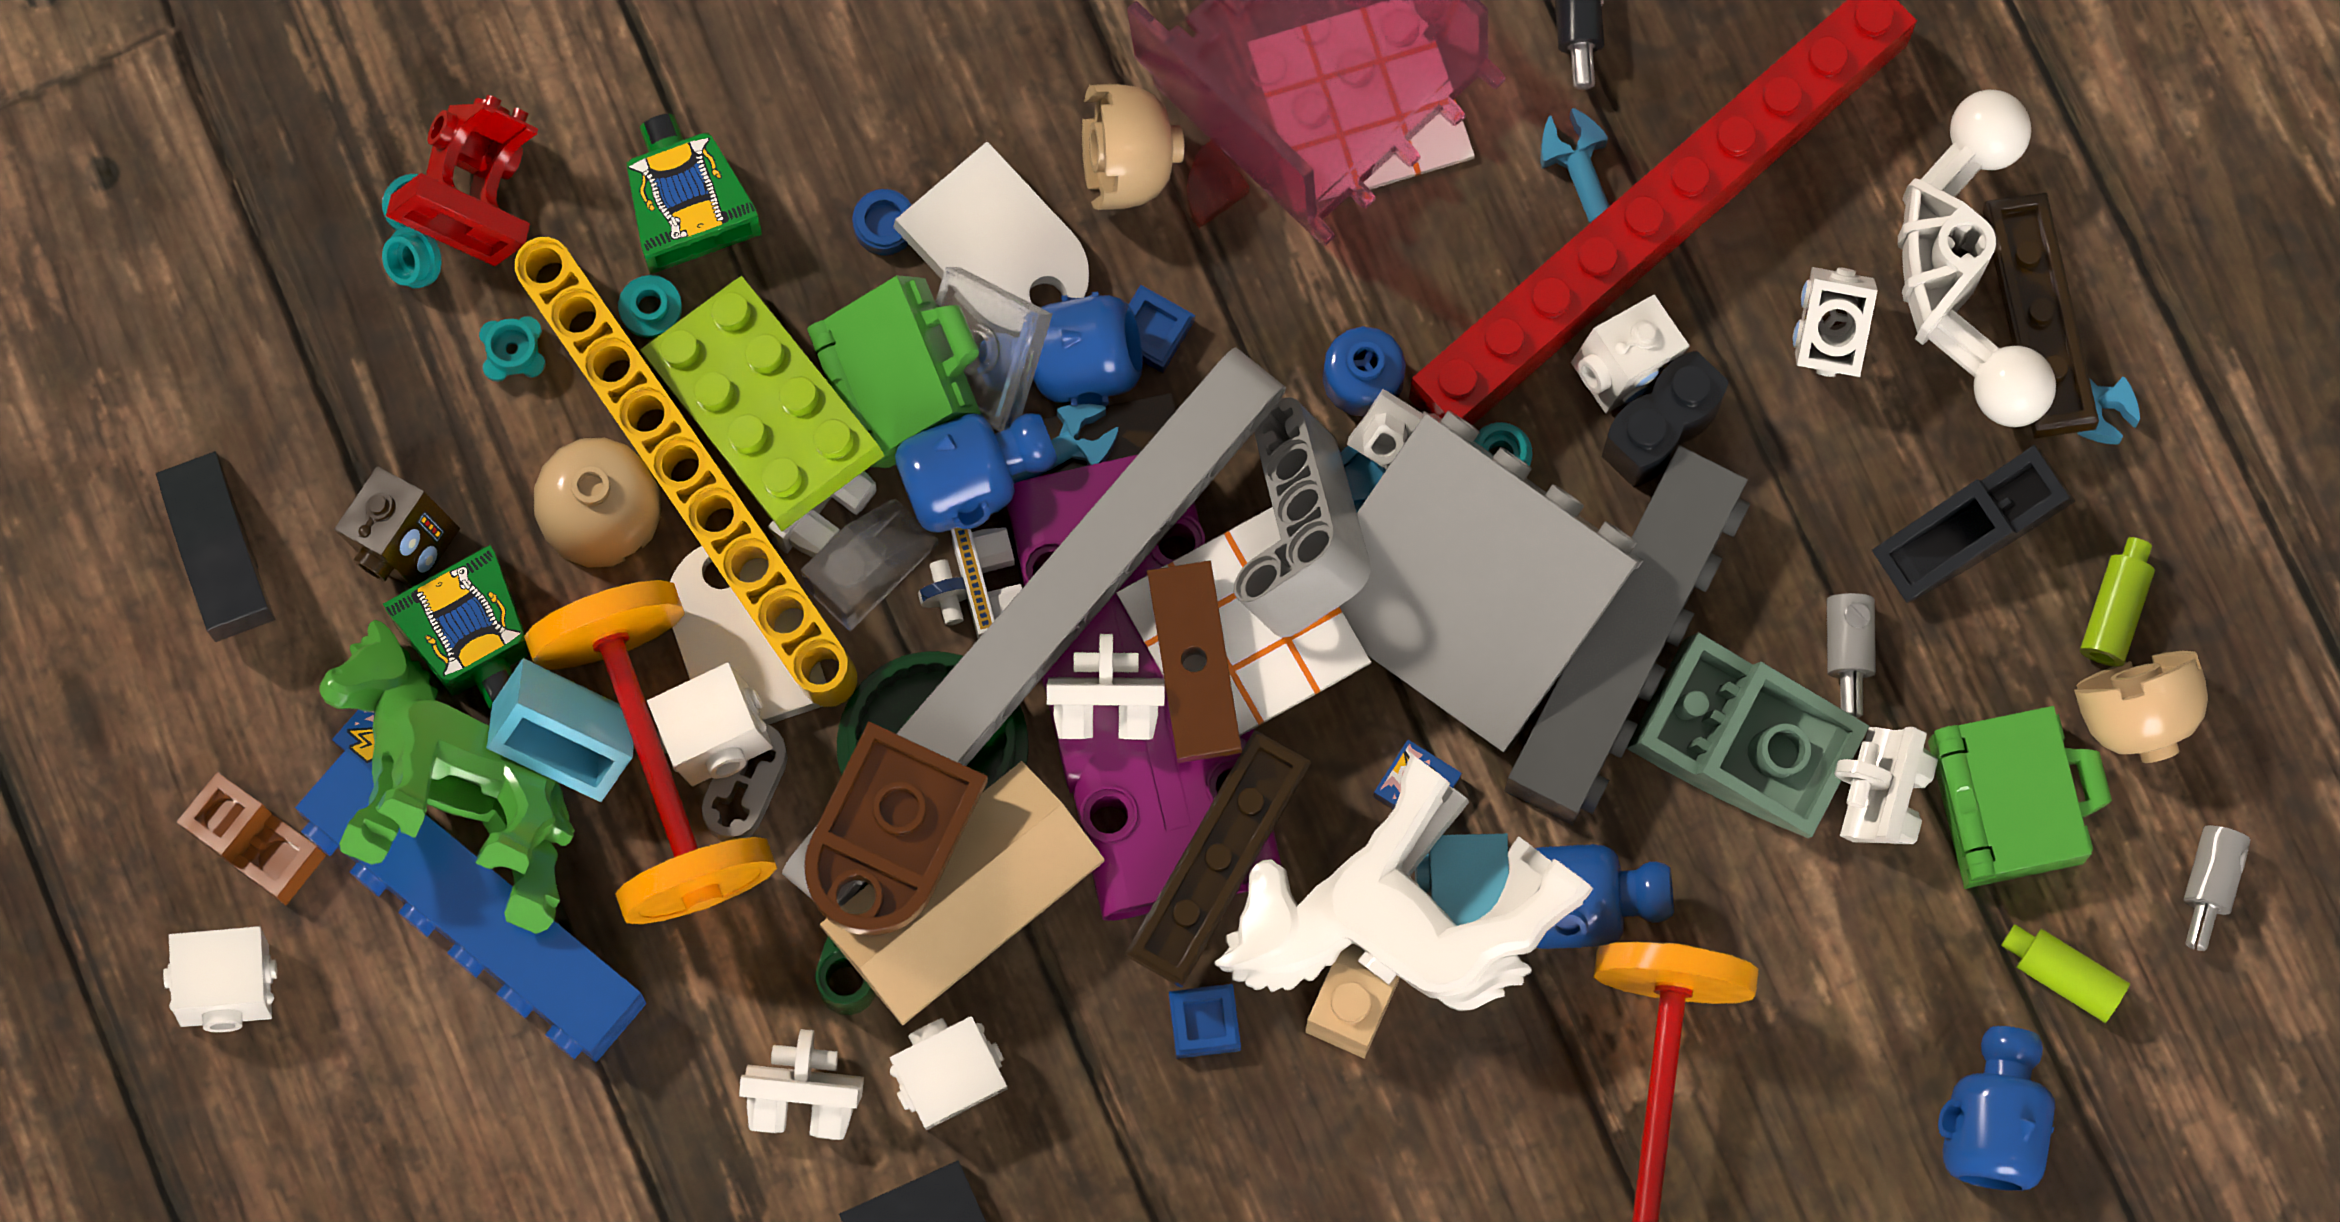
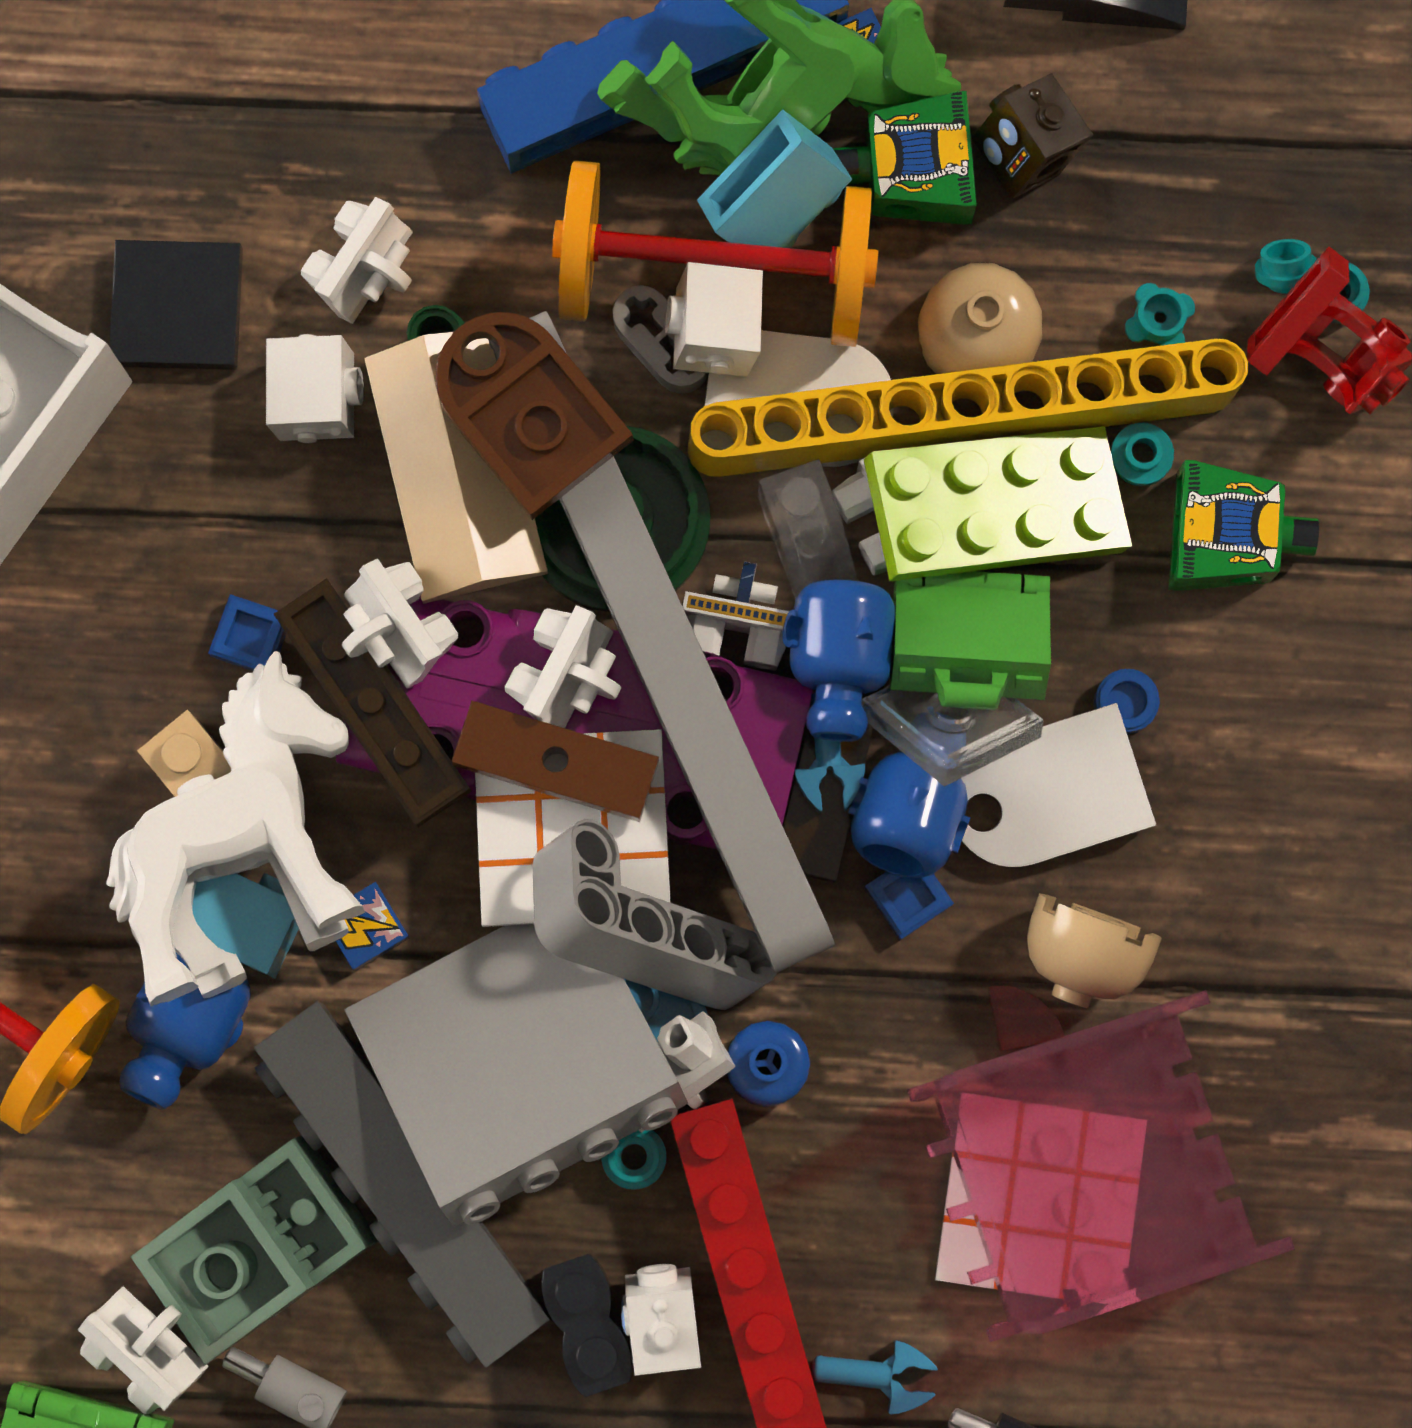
camera: 115 degrees right, 5 degrees up
(1143, 866) = (389, 626): none -> white hips

